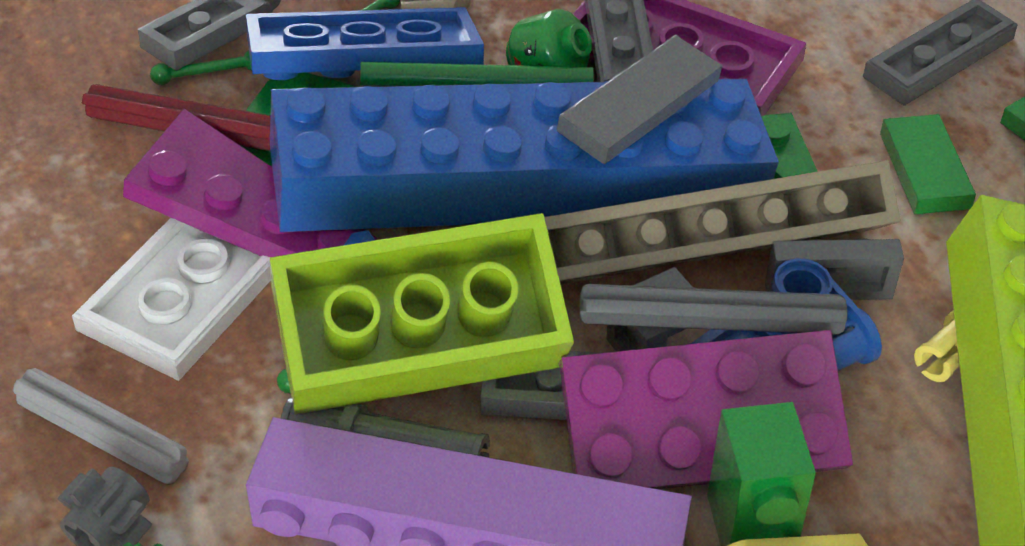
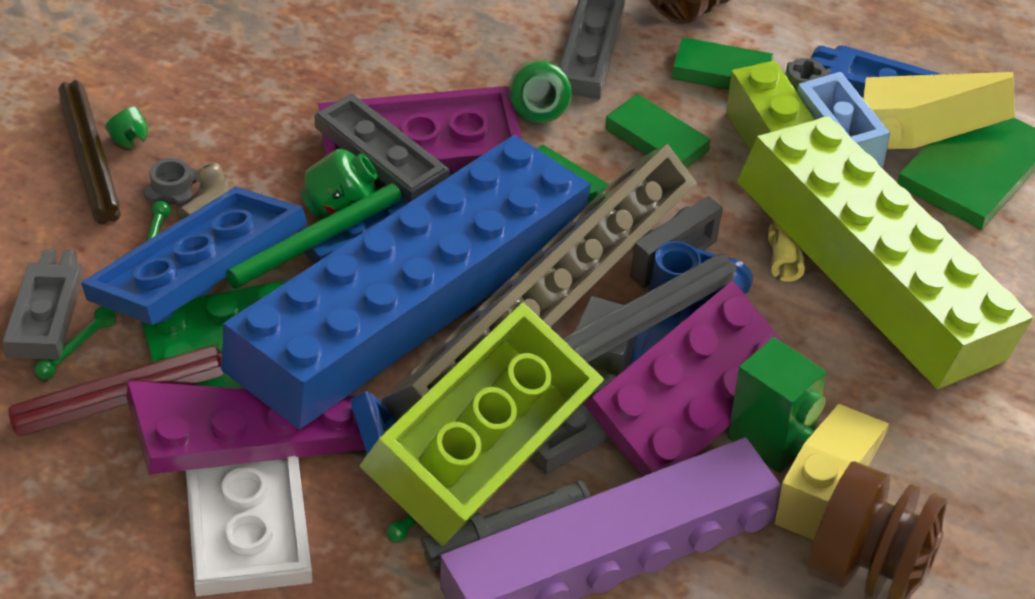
camera: 40 degrees left, 0 degrees up
(638, 99) = (478, 188): dark grey tile -> none
(831, 60) = (539, 91): none -> green head

